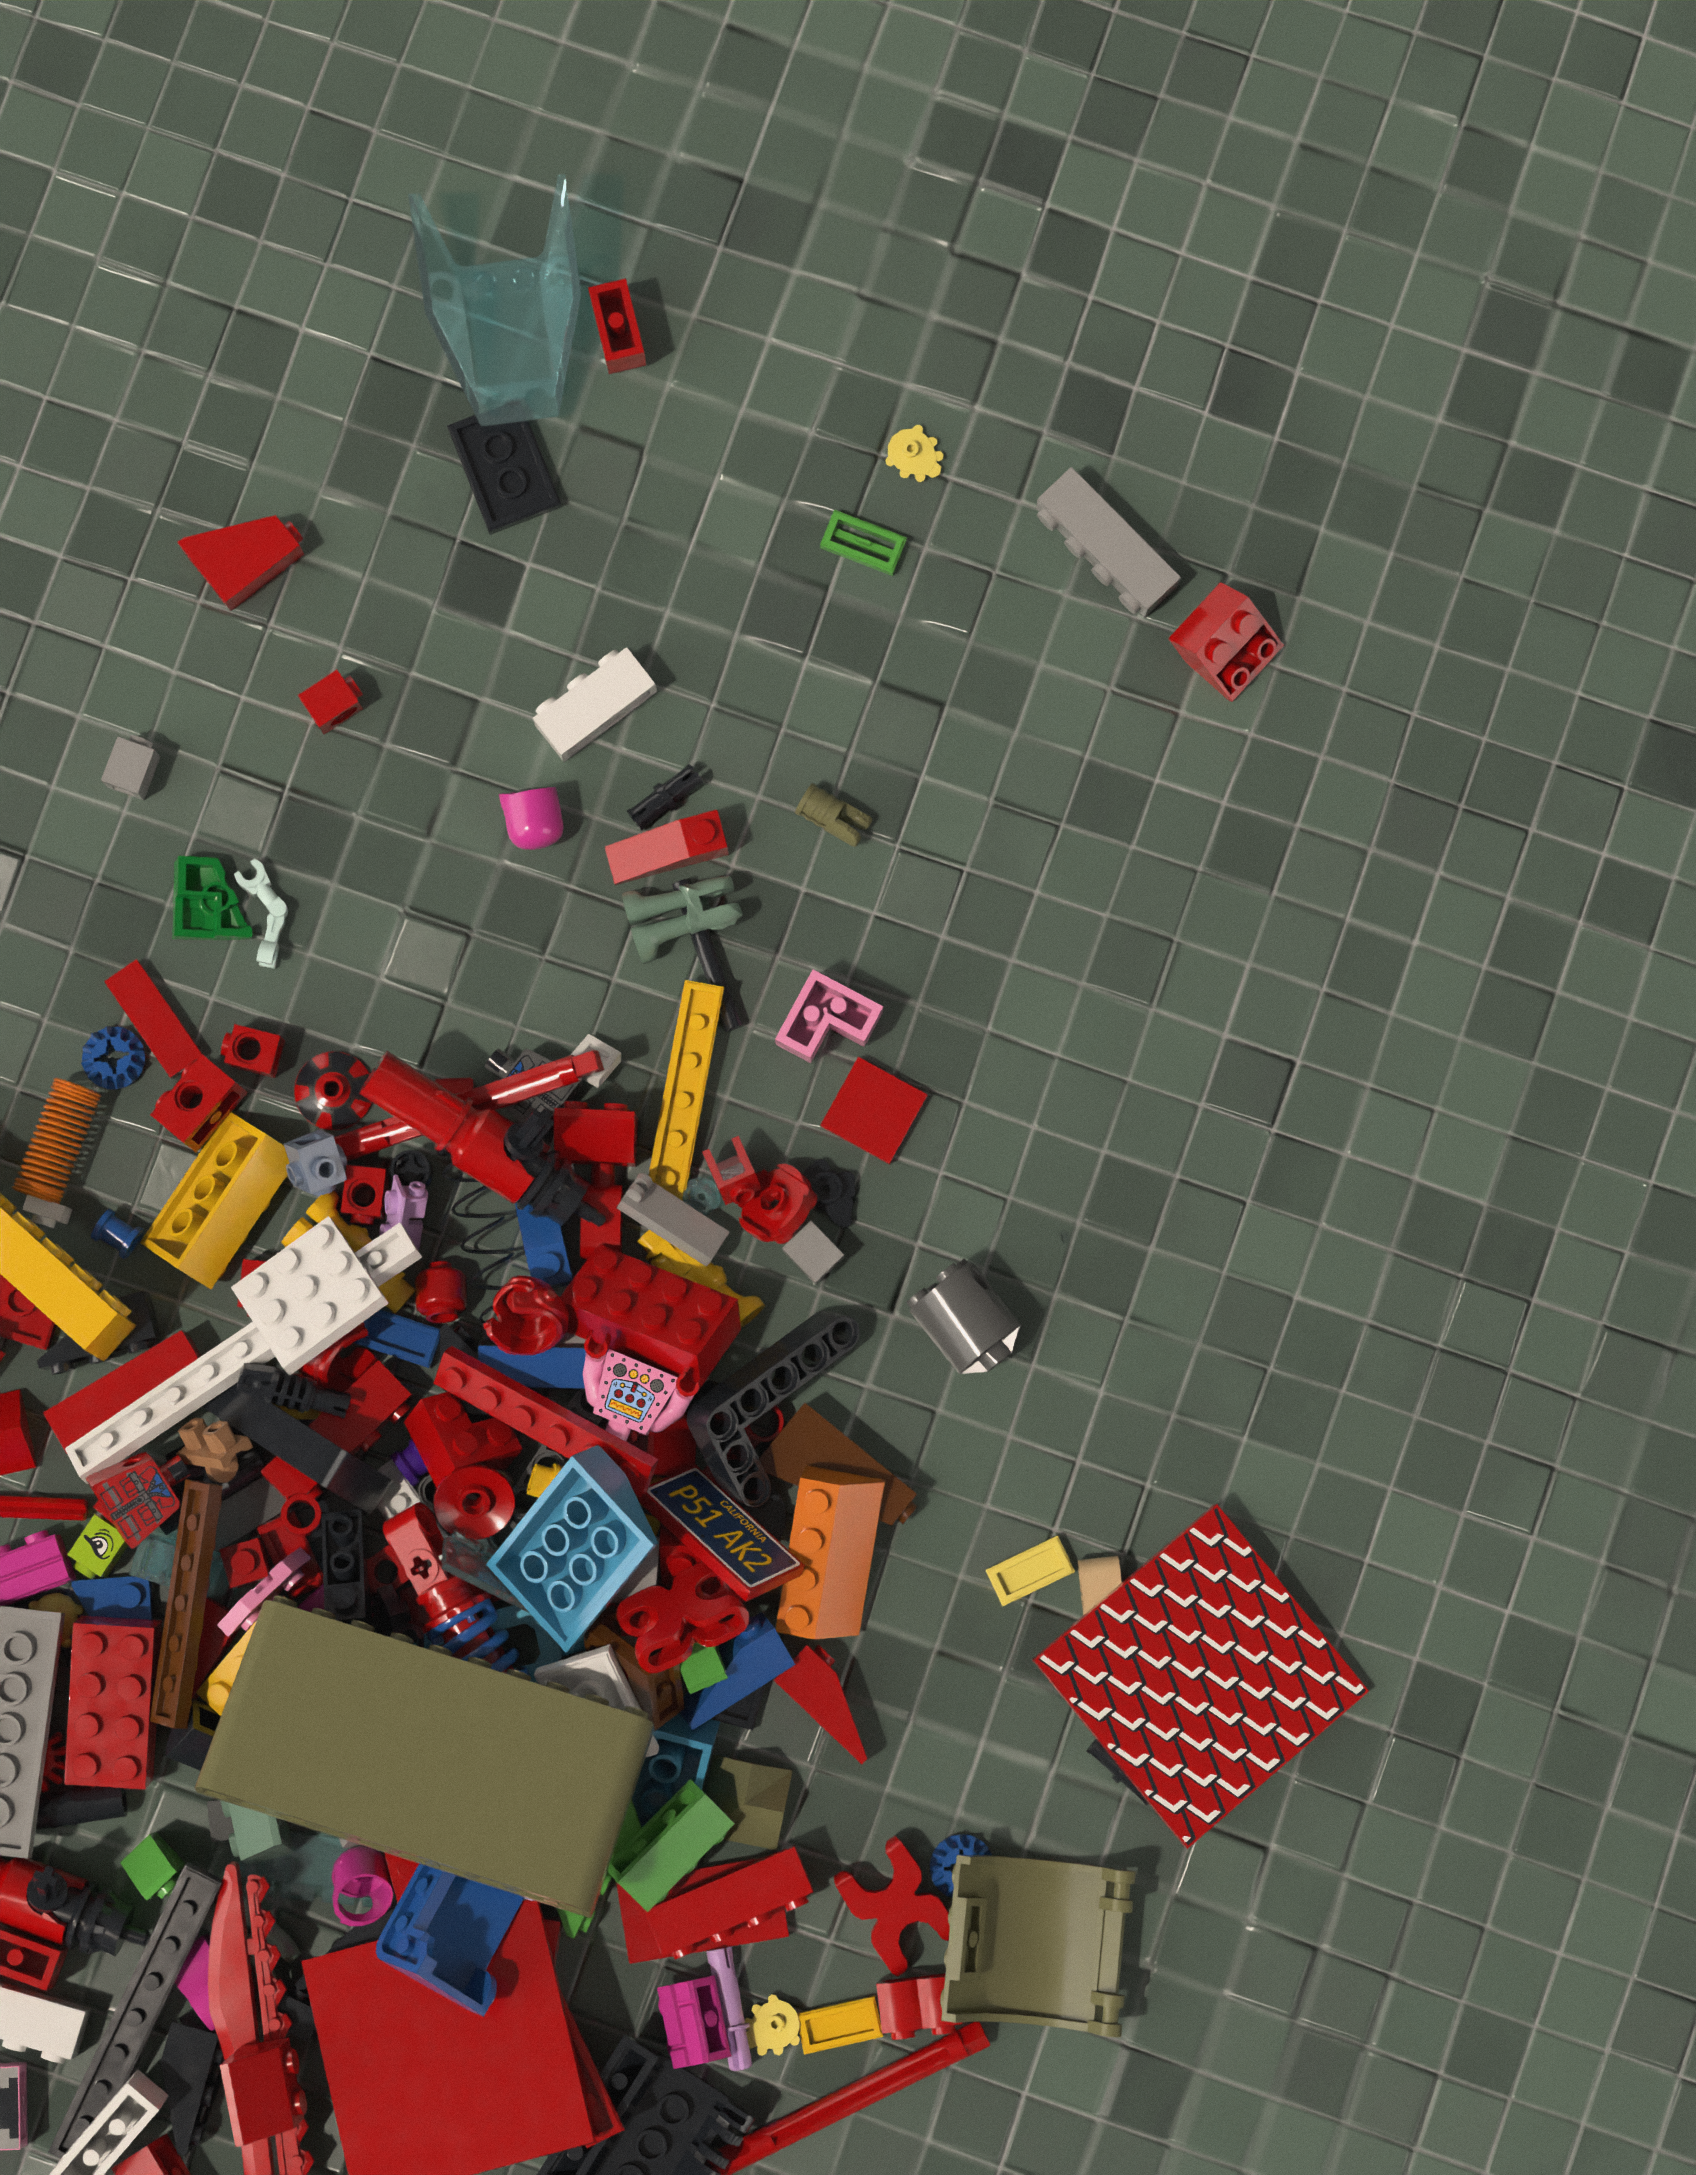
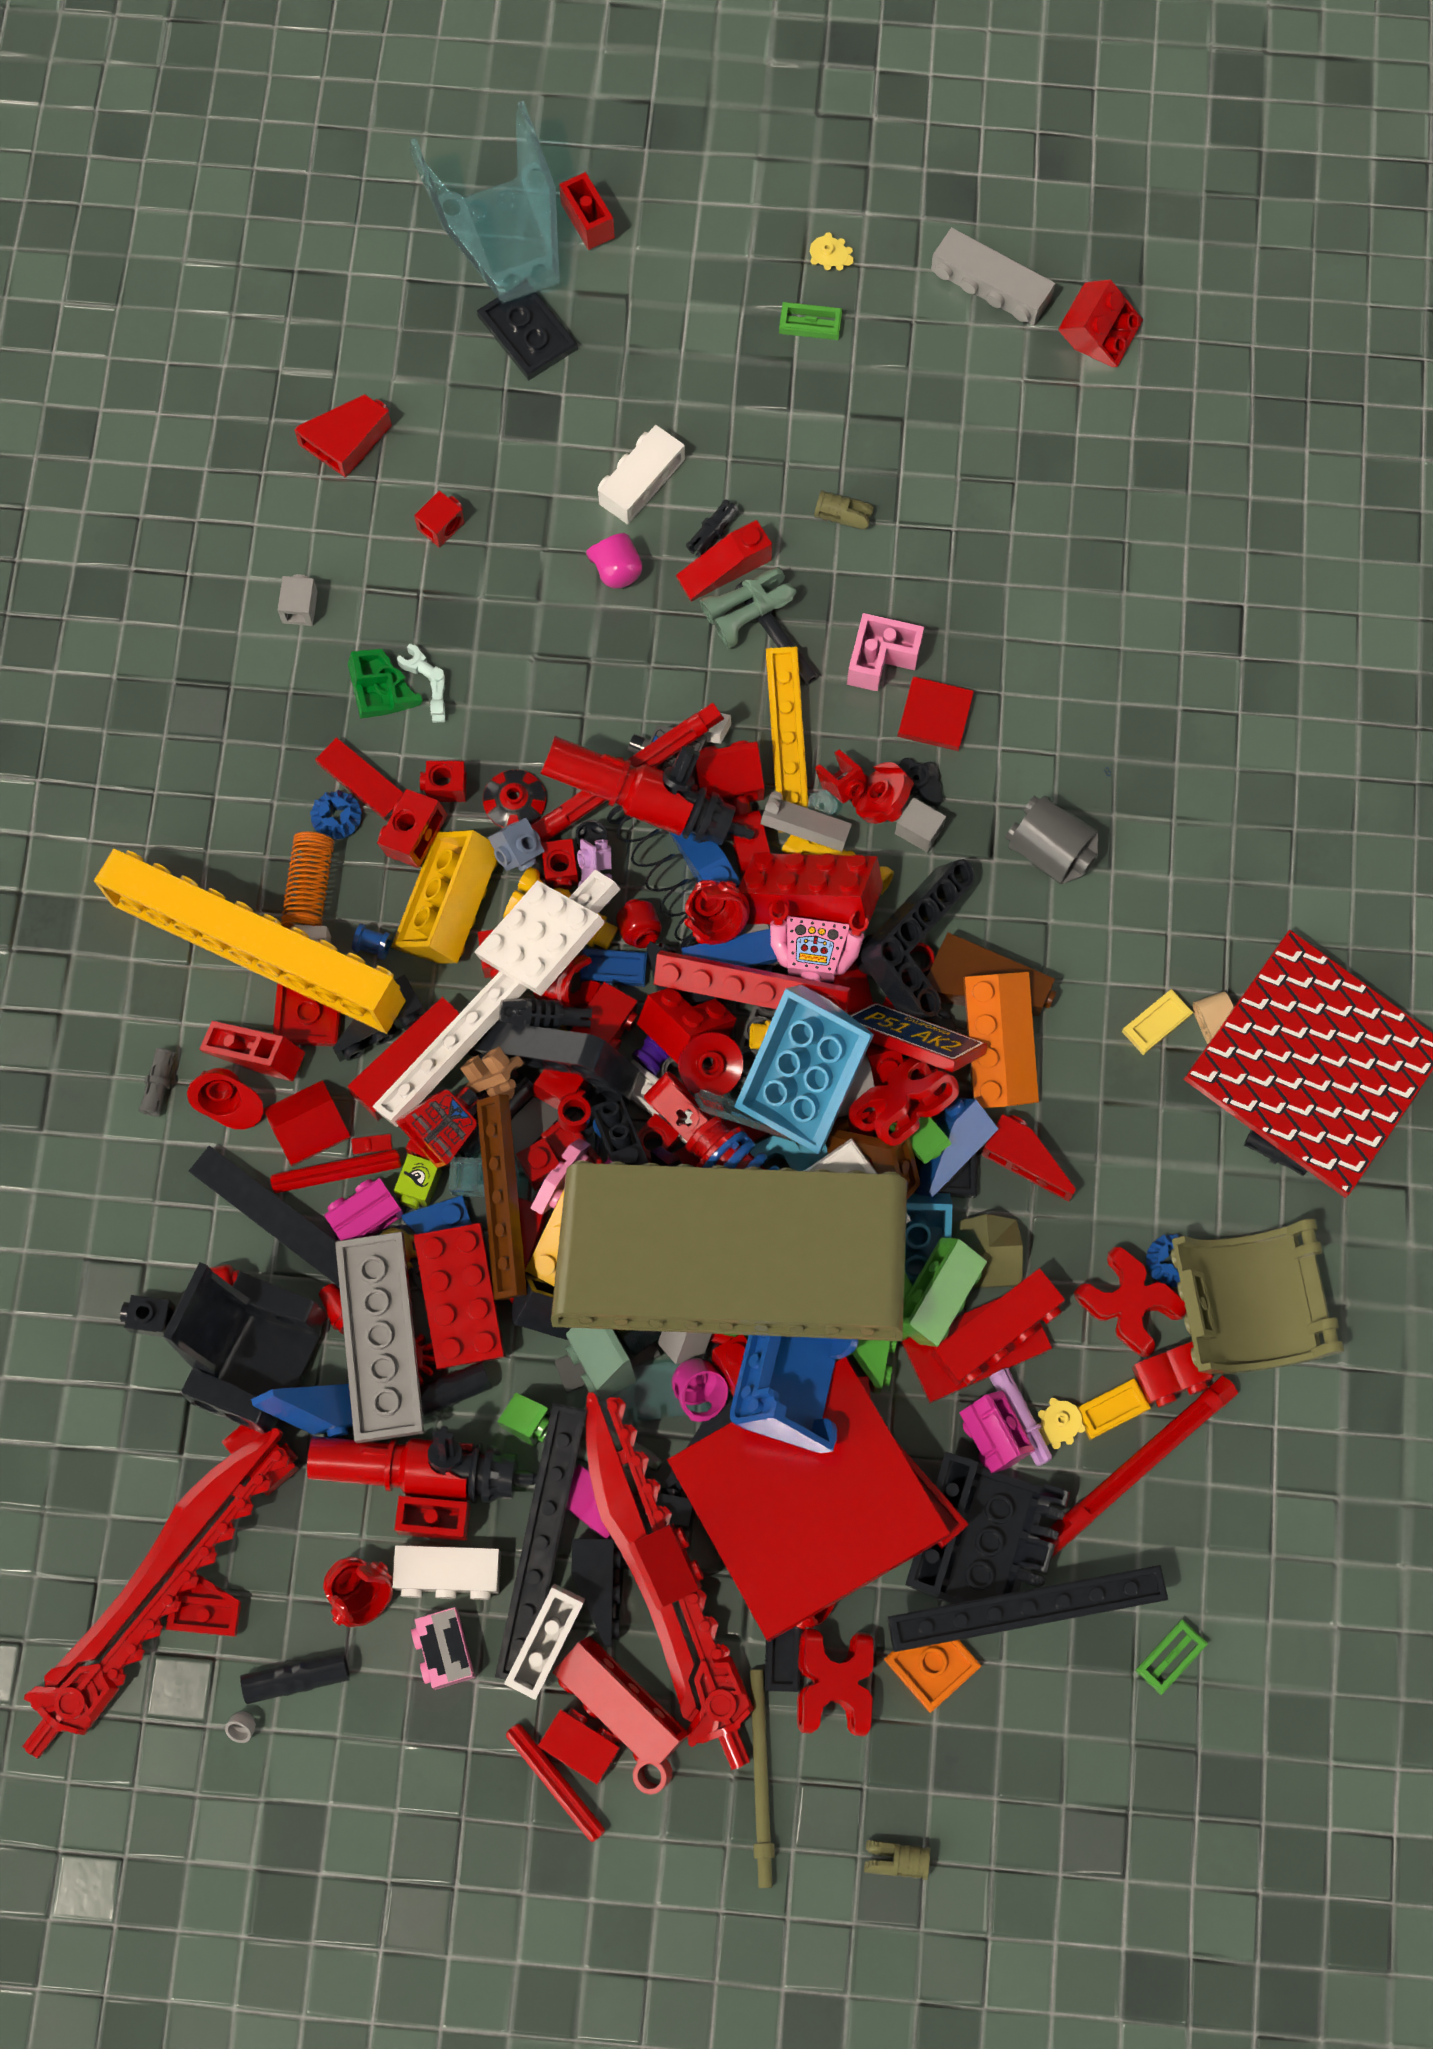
camera: 15 degrees left, 10 degrees down
(58, 1482) = (371, 1144): none -> red piece

